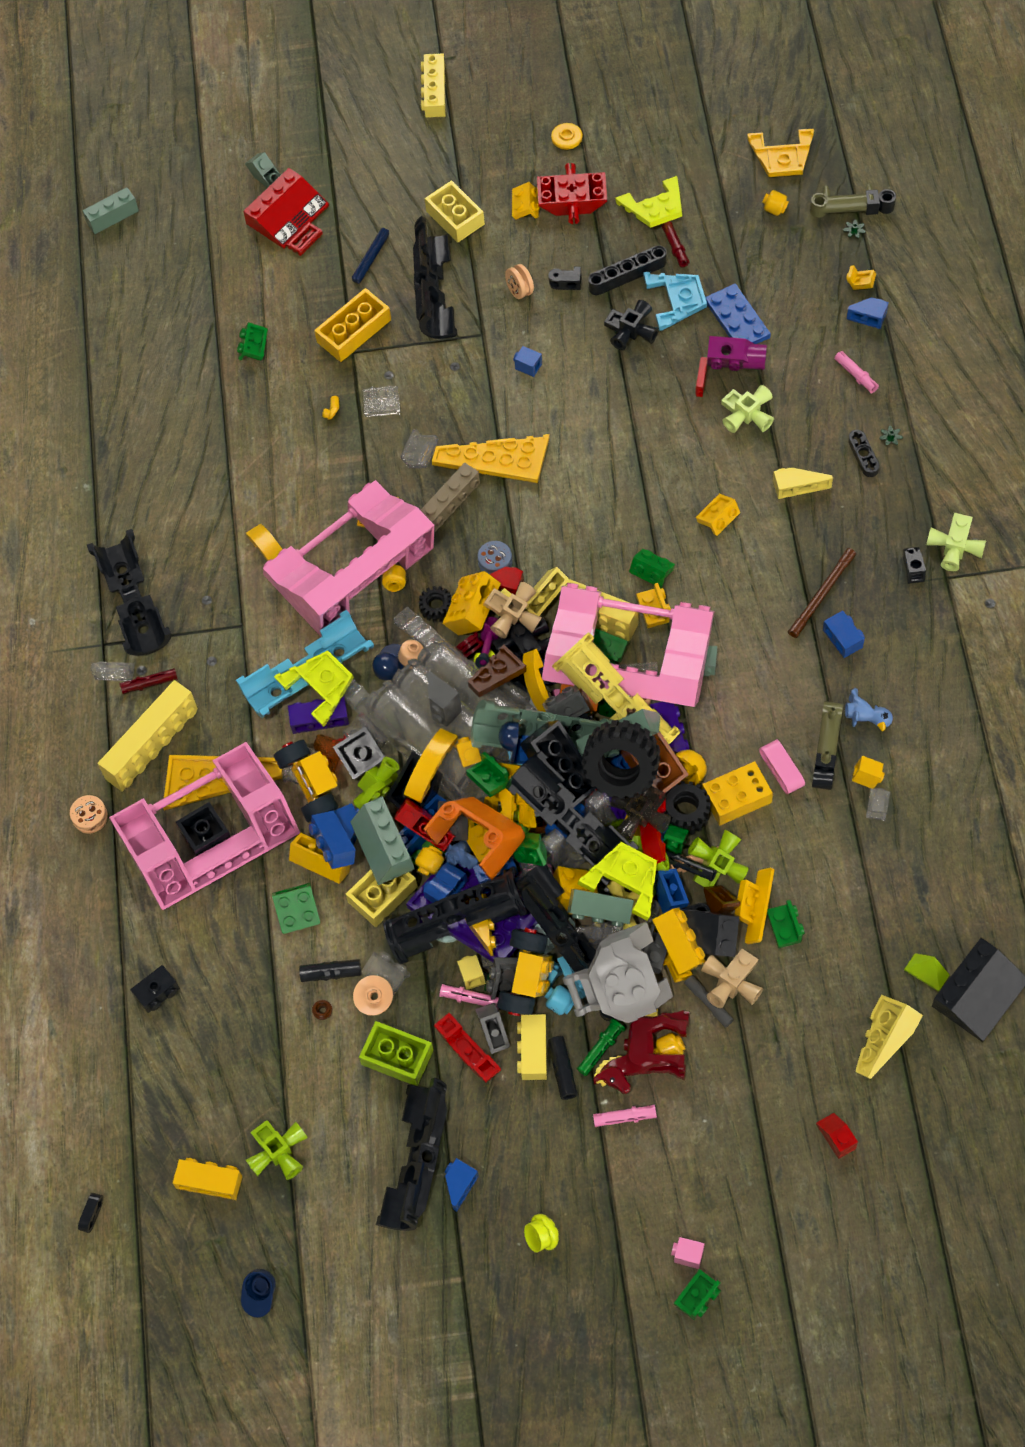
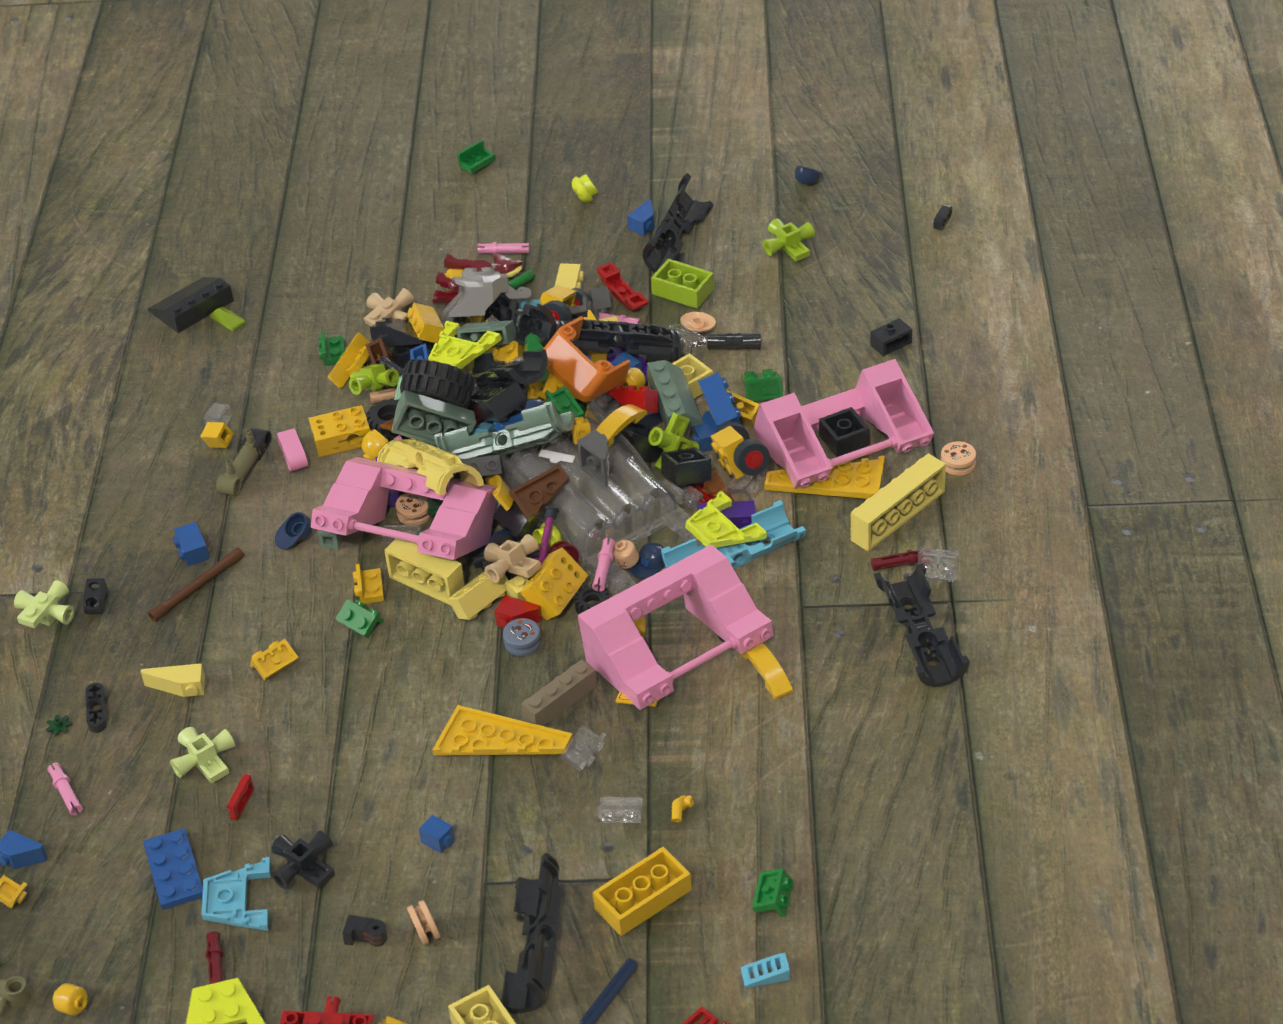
camera: 175 degrees left, 20 degrees down
(207, 1178) = (846, 229): yellow brick -> none
(256, 288) = (763, 965): none -> medium azure slope
(322, 1004) = (744, 320): reddish brown plate -> none
(426, 630) = (605, 558): none -> bright pink pin
(562, 1068) = (546, 272): black axle -> none
(627, 270) = (285, 932): black beam -> none
(688, 1252) = (476, 177): bright pink brick -> none
(741, 354) = (195, 804): magenta brick -> none
(744, 658) = (294, 529): none -> dark blue cap
(837, 1135) = (340, 228): red slope -> none
(861, 711) = (201, 481): medium blue animal -> none
(890, 1029) = (277, 280): light yellow wedge -> none

